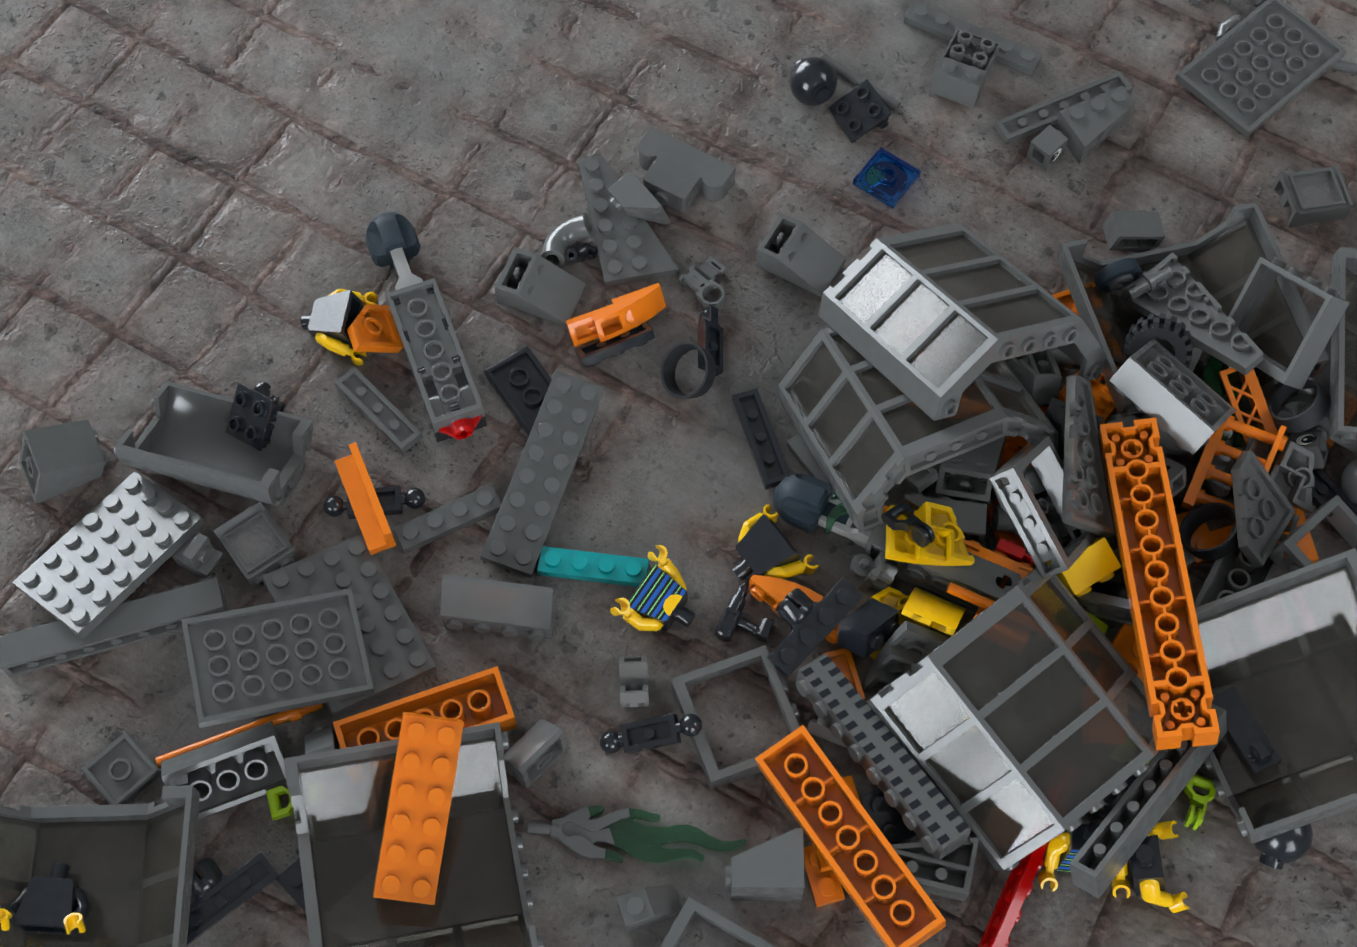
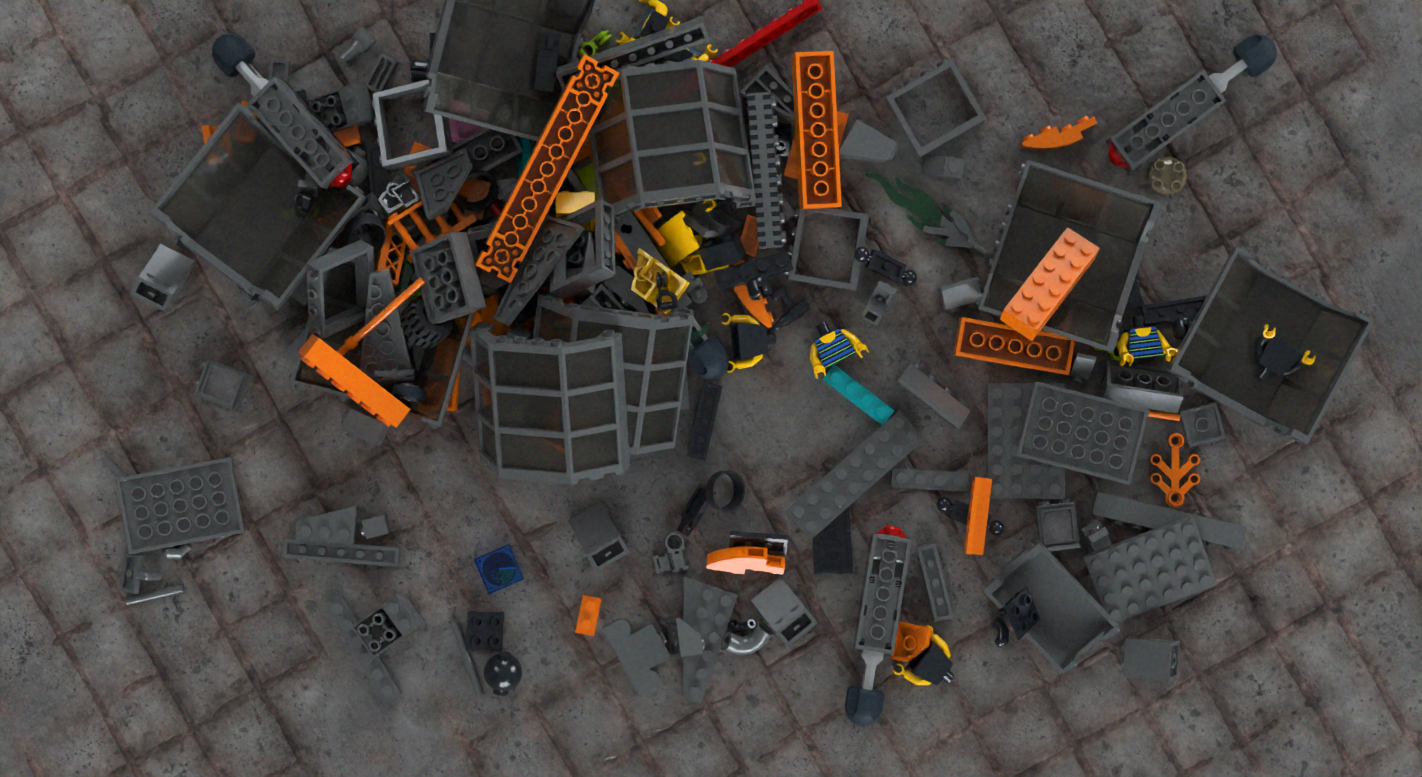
camera: 150 degrees left, 25 degrees up
(130, 691) = (1174, 473): none -> orange plant
(253, 823) = (1143, 343): none -> torso
(758, 182) = (588, 615): none -> orange plate
(1193, 238) = (350, 378): none -> orange brick
(1221, 286) = (352, 342): none -> orange bar

